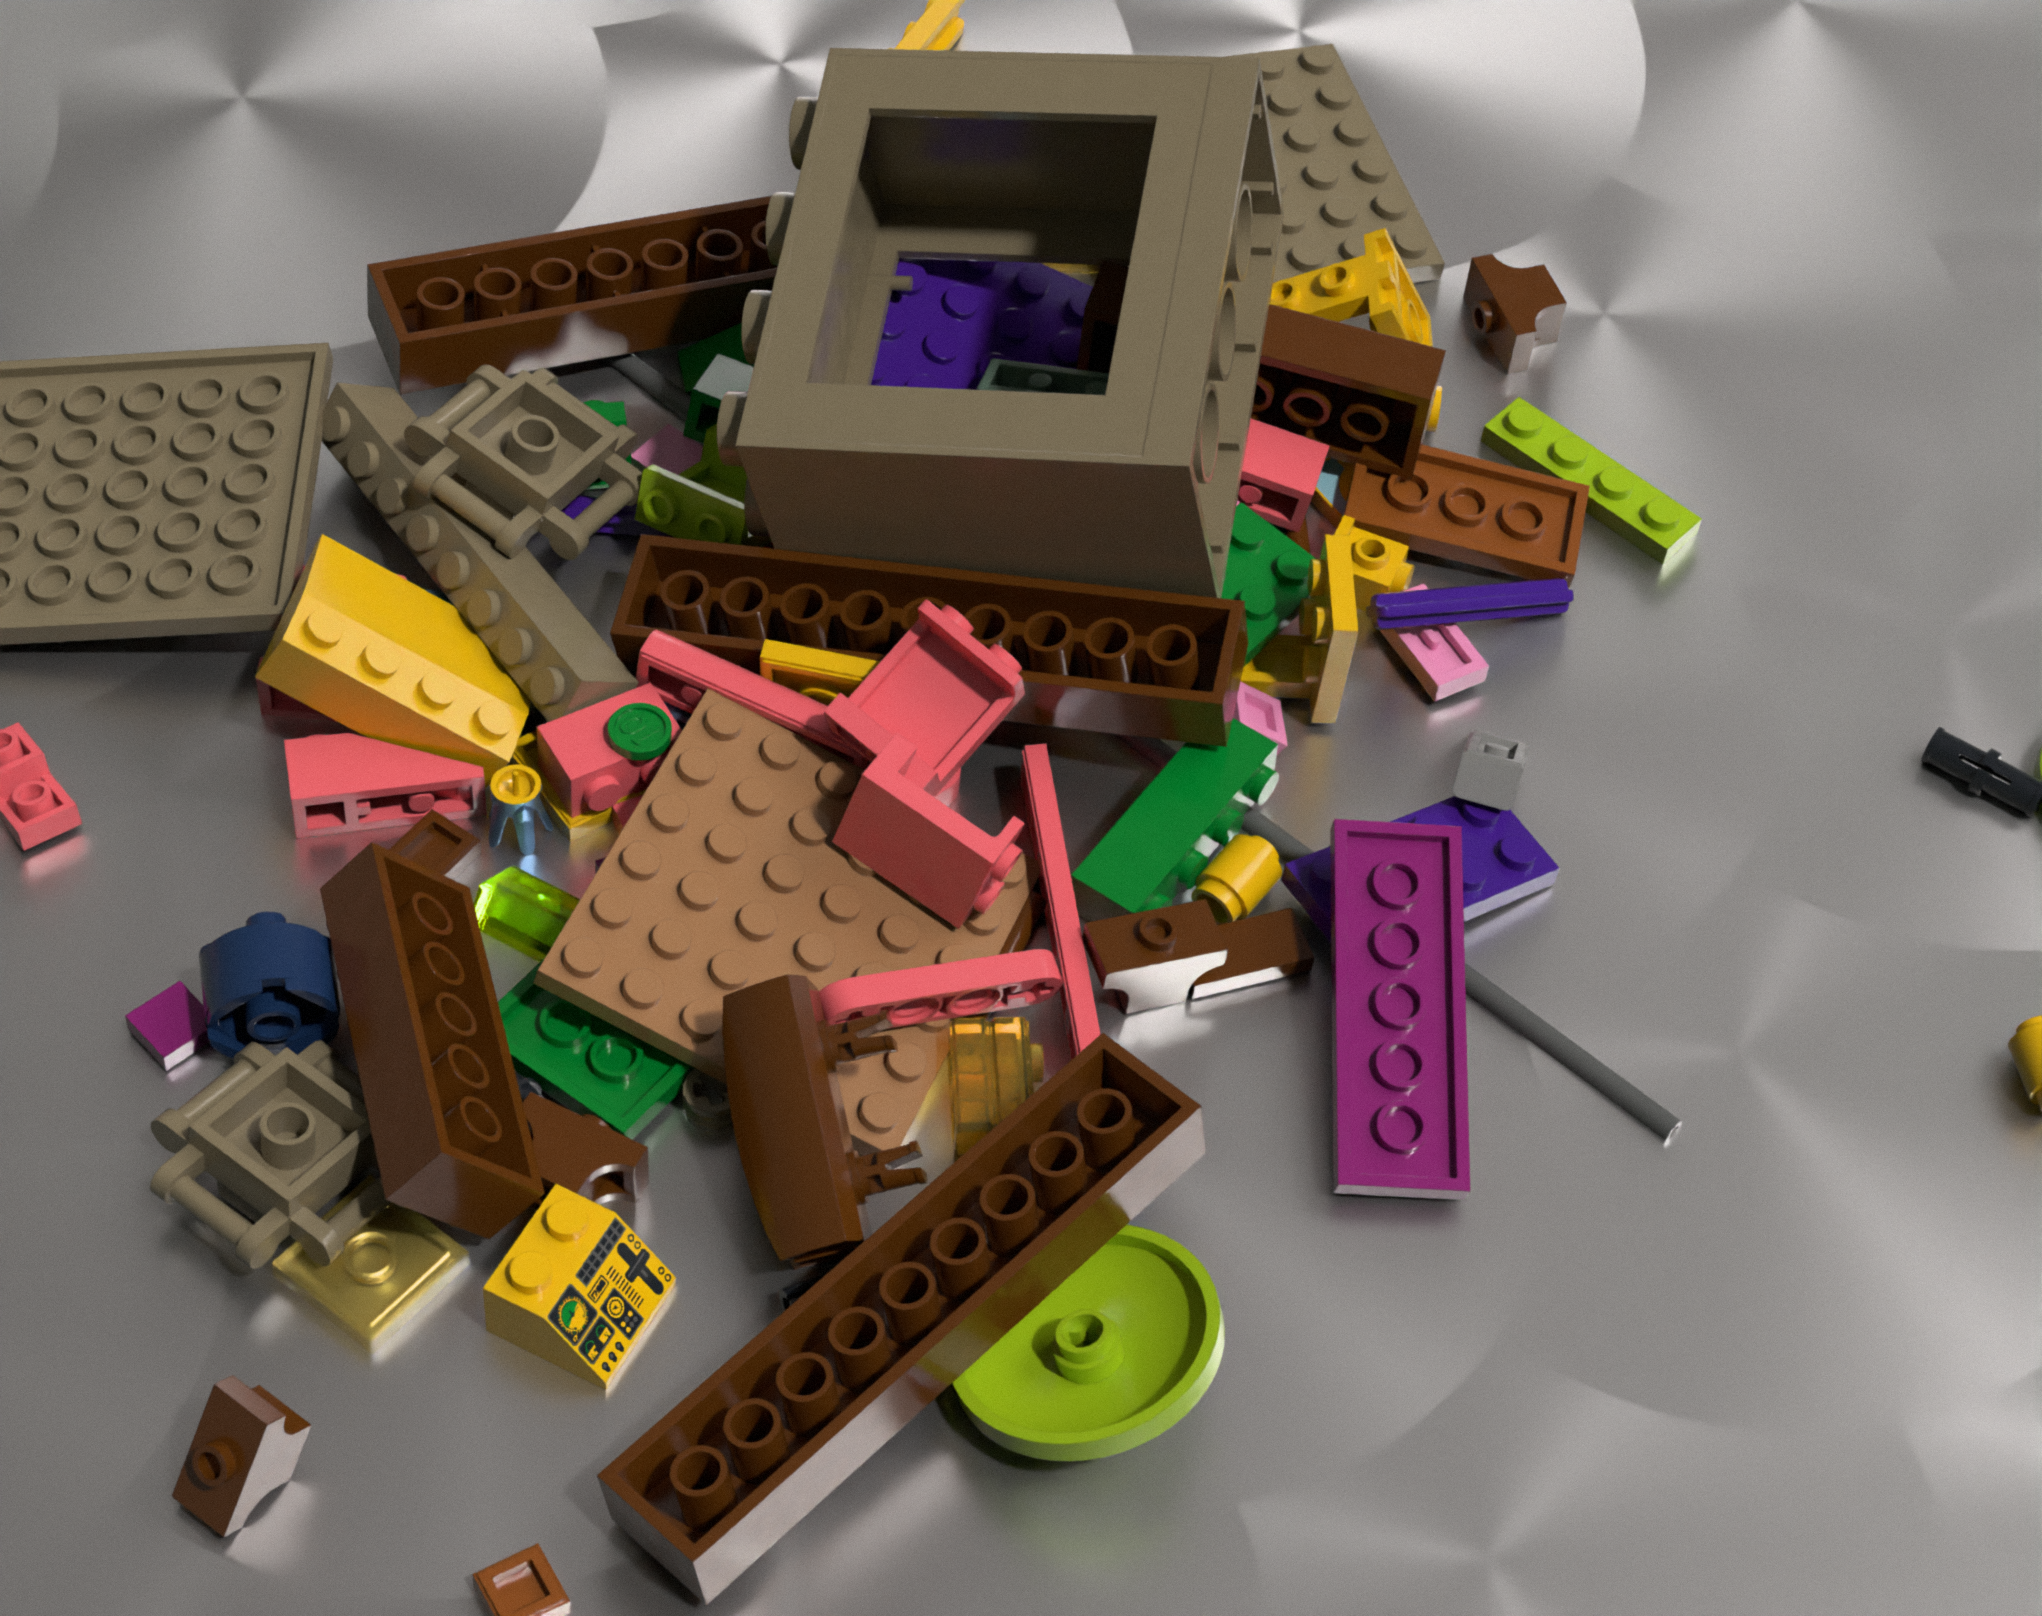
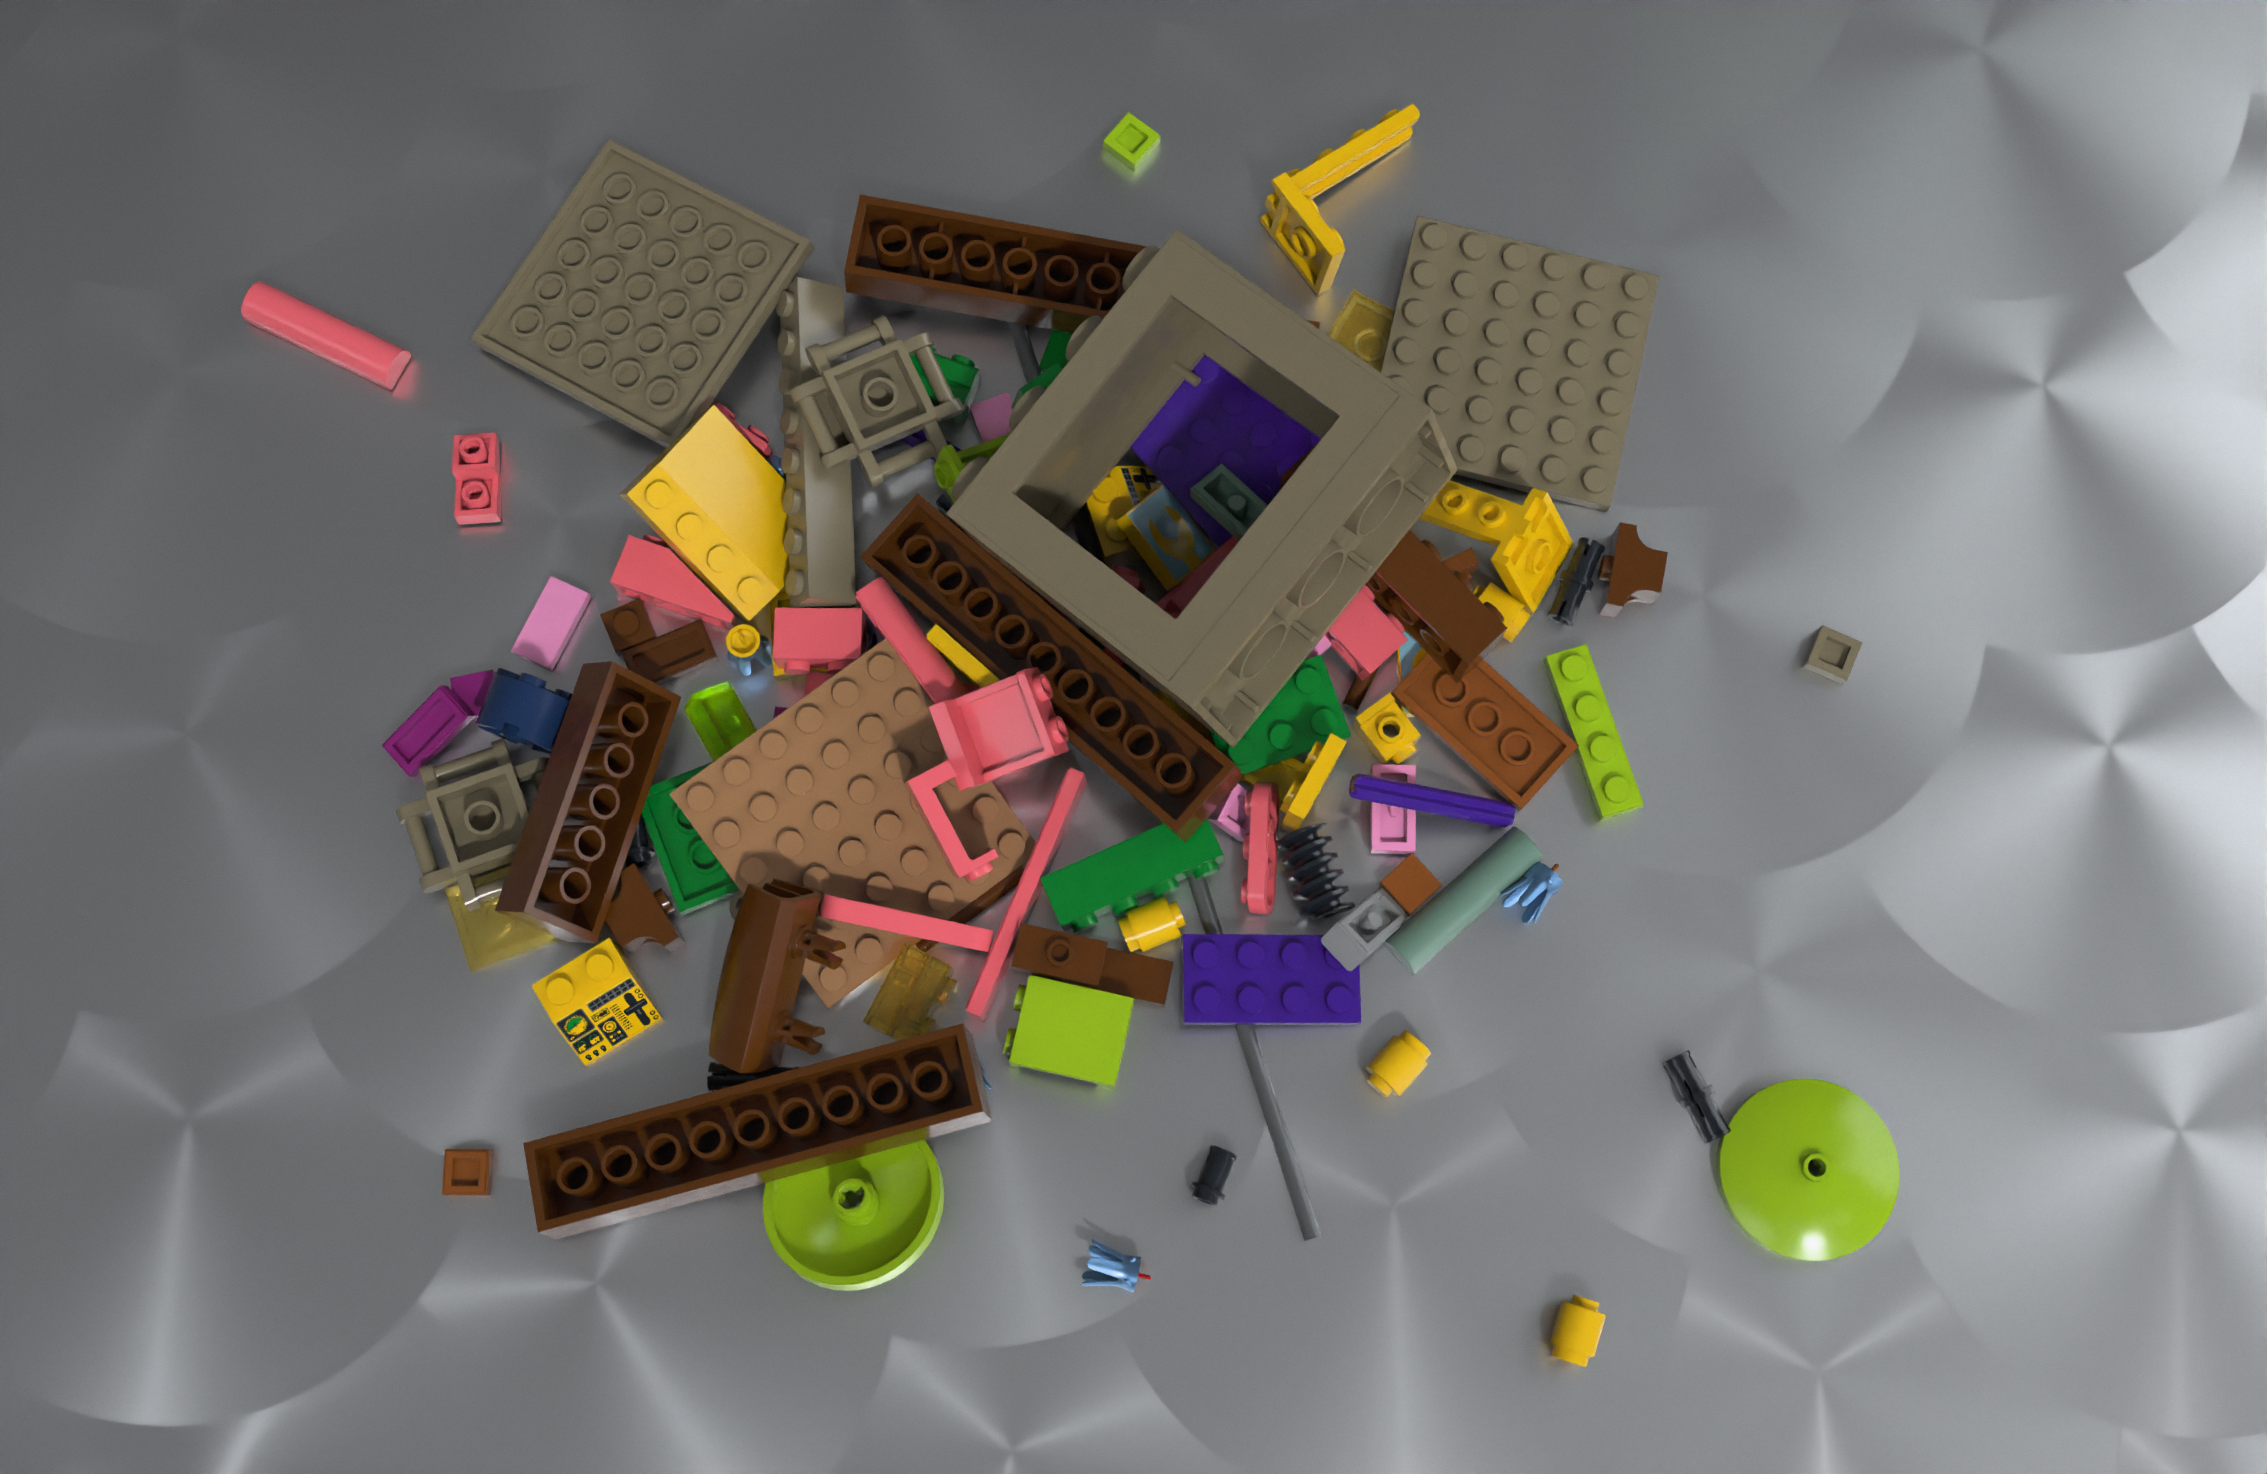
camera: 35 degrees right, 25 degrees up
(131, 1087) = (428, 730): none -> magenta tile
(225, 889) = (551, 623): none -> bright pink tile
(238, 1454) = (358, 1010): reddish brown brick -> none
(327, 854) = (628, 626): none -> reddish brown plate
(639, 731) = (832, 644): green piece -> none
(644, 142) = (1131, 141): none -> lime tile
(1225, 1026) = (1069, 1031): none -> lime panel
(1310, 736) = (1260, 847): none -> coral plate
(1388, 740) = (1313, 873): none -> black piece
(1398, 1010) = (1180, 1078): magenta plate -> none
(1462, 345) = (1576, 581): none -> black pin
(1481, 1263) = (1112, 1268): none -> flat silver piece
(1505, 709) = (1410, 884): none -> dark orange tile
(1513, 1124) = (1214, 1176): none -> black pin
(1577, 697) = (1463, 900): none -> sand green brick
(1634, 889) = (1397, 1064): none -> yellow brick
(1649, 638) = (1534, 890): none -> flat silver piece
(1783, 305) = (1832, 654): none -> dark tan tile

